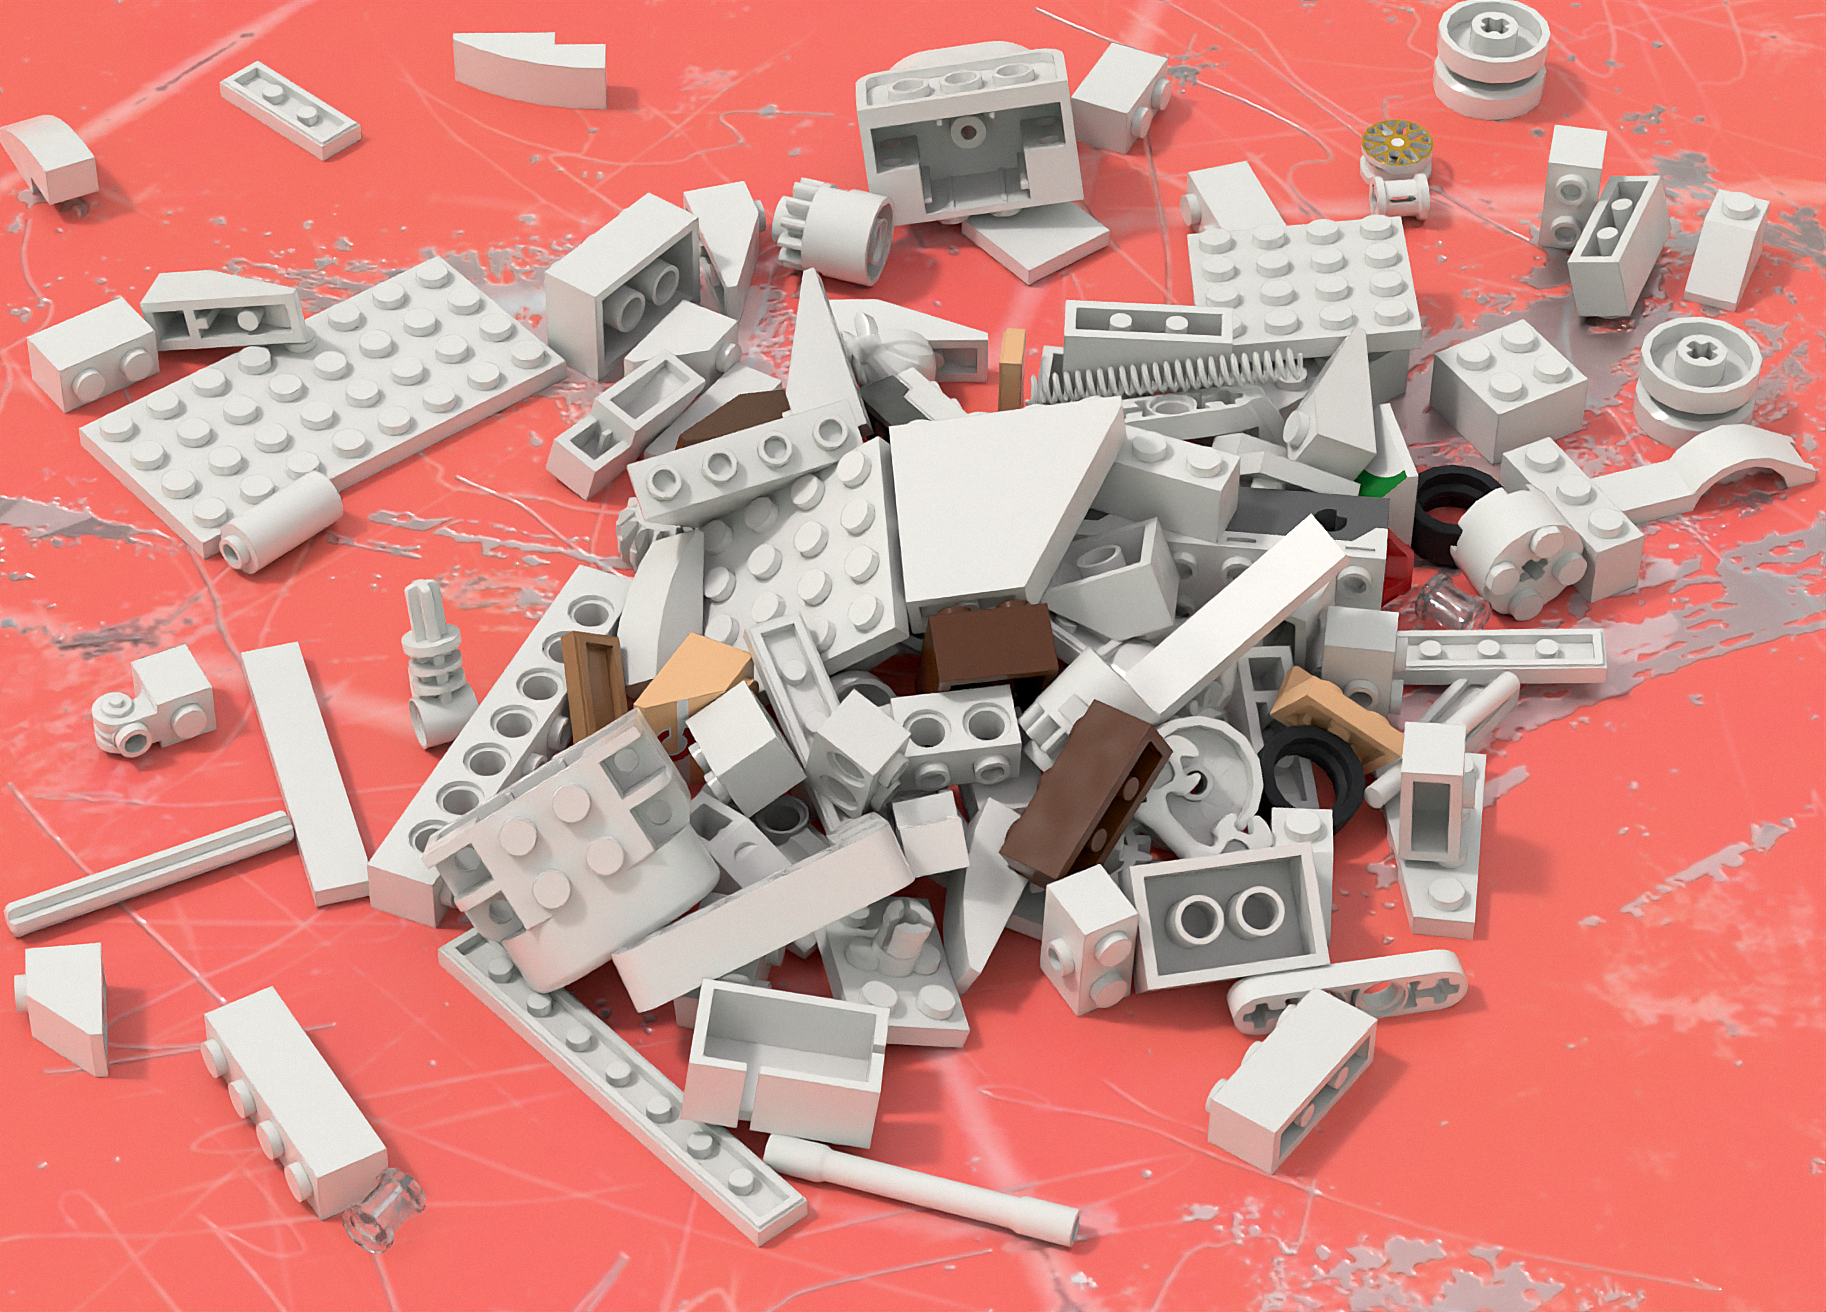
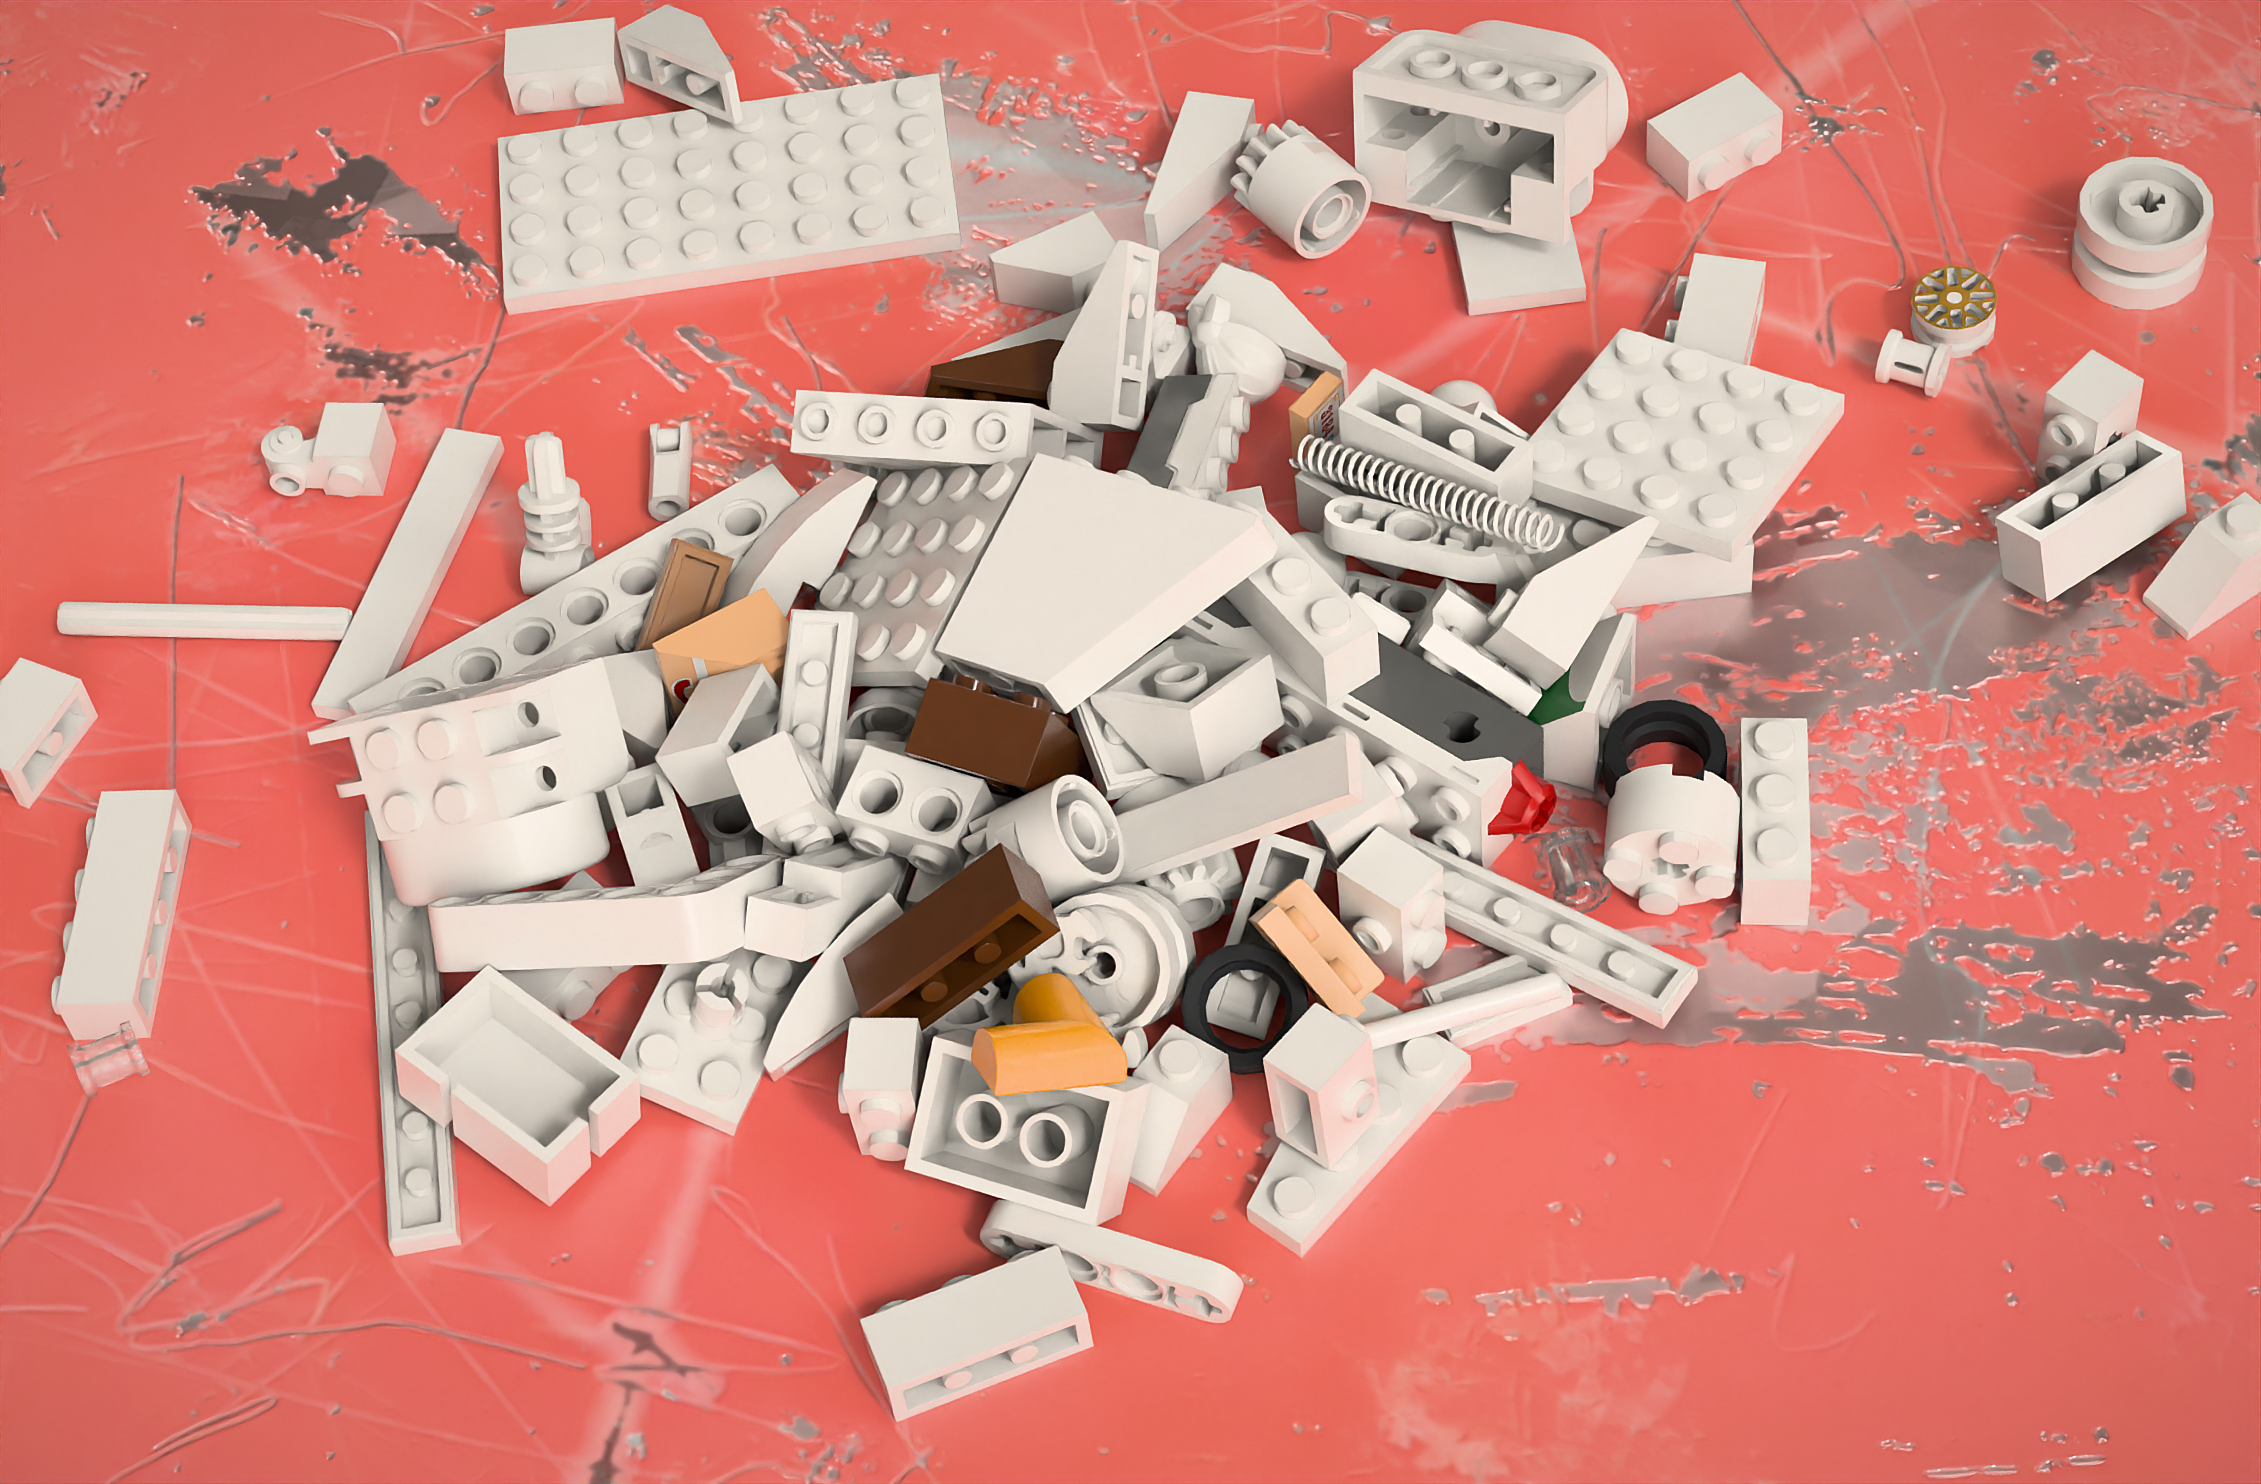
camera: 40 degrees right, 10 degrees up
(280, 522) = (578, 306): white brick -> none
(475, 615) = (670, 470): none -> white bar
(621, 284) = (1050, 169): white brick -> none
(623, 424) = (946, 322): white slope -> none
(1021, 1214) = (627, 1347): white piece -> none
(1229, 827) = (1051, 1045): none -> light orange brick
(1508, 390) = (1834, 641): white brick -> none
(1679, 483) = (1935, 823): white piece -> none
(1695, 379) = (2043, 717): white wheel -> none

